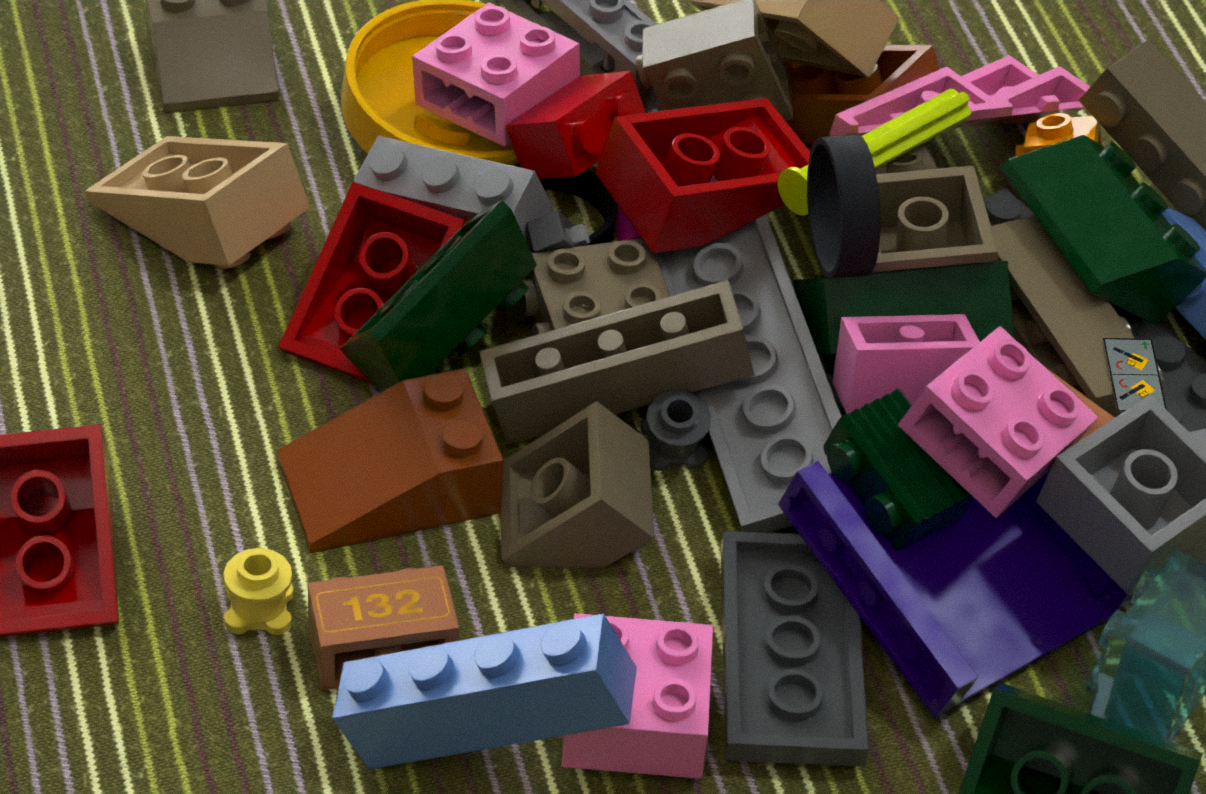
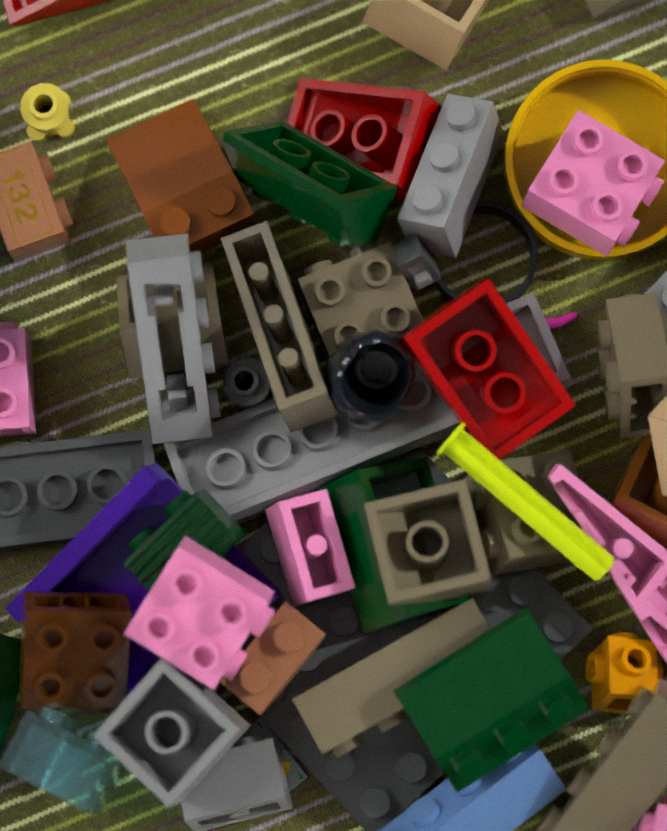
camera: 90 degrees right, 35 degrees up
(573, 124) = (546, 259): red brick -> none
(627, 435) = (167, 263): none -> light grey brick
(696, 256) = (370, 375): none -> black hair
(843, 206) = (395, 470): black tyre -> none
(1024, 607) = (74, 650): none -> reddish brown brick
(1133, 371) = (320, 729): light grey sticker -> none

